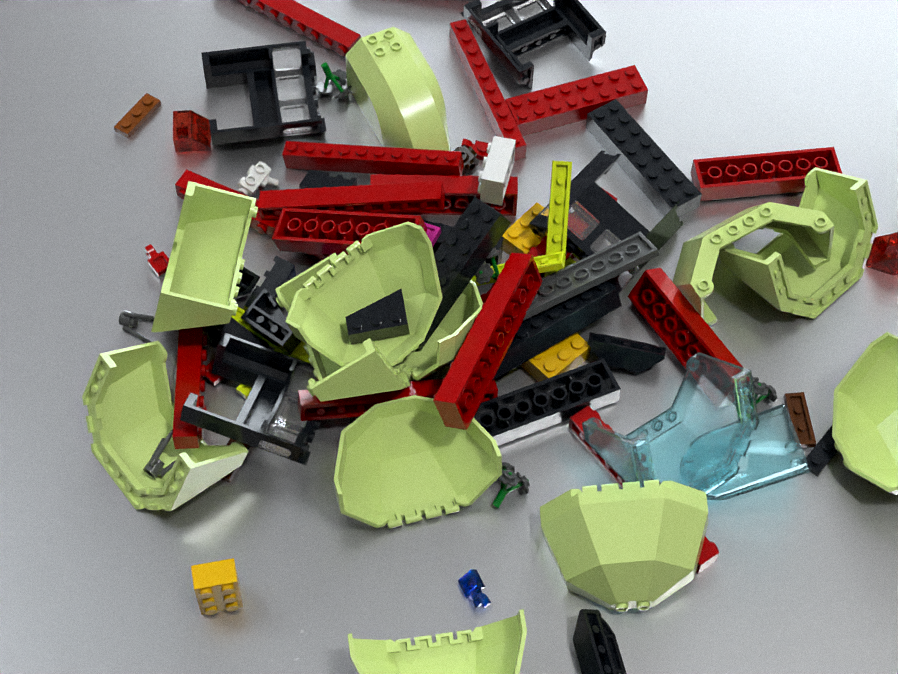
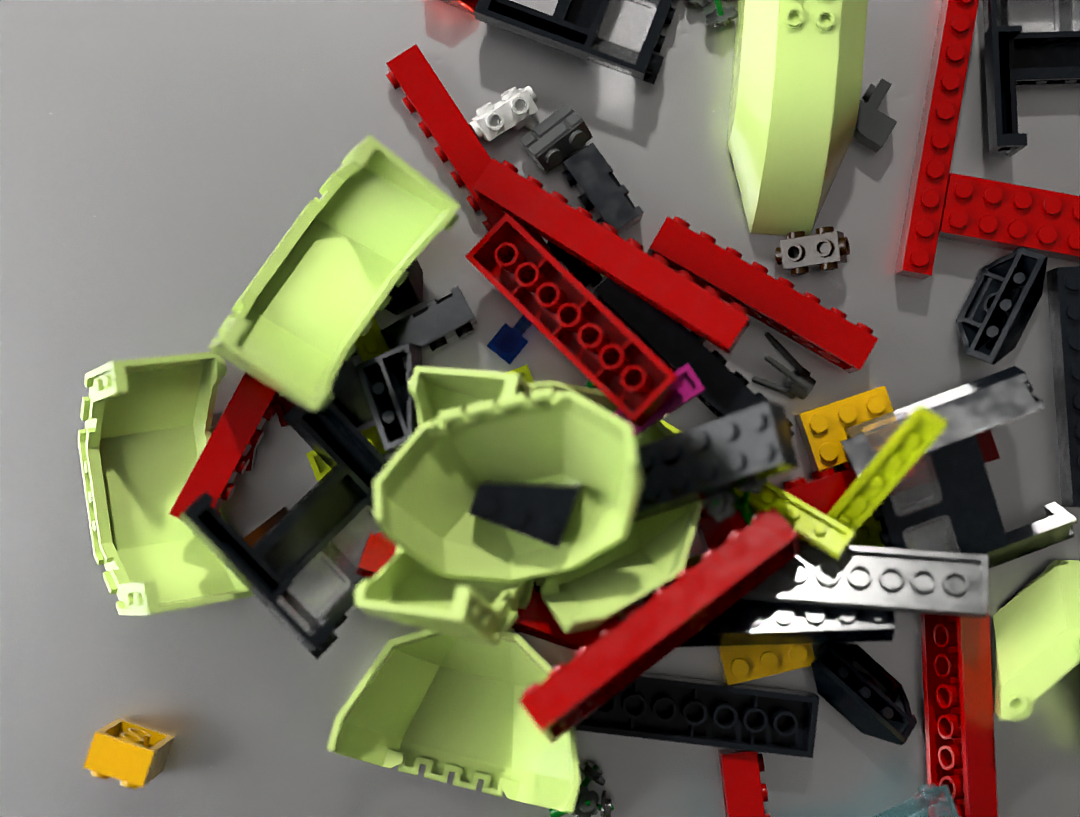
camera: 30 degrees right, 30 degrees up
(130, 319) = (219, 258): dark grey plant -> none
(155, 465) = (143, 515): dark grey plant -> none
(157, 261) = (304, 182): red plate -> none
(289, 175) = (556, 138): none -> dark grey brick
(371, 159) = (691, 180): red brick -> none
(452, 100) = (872, 125): none -> dark grey brick
(479, 147) = (864, 233): red plate -> none
(496, 170) = (847, 327): white brick -> none
(572, 140) = (1001, 304): none -> black wedge

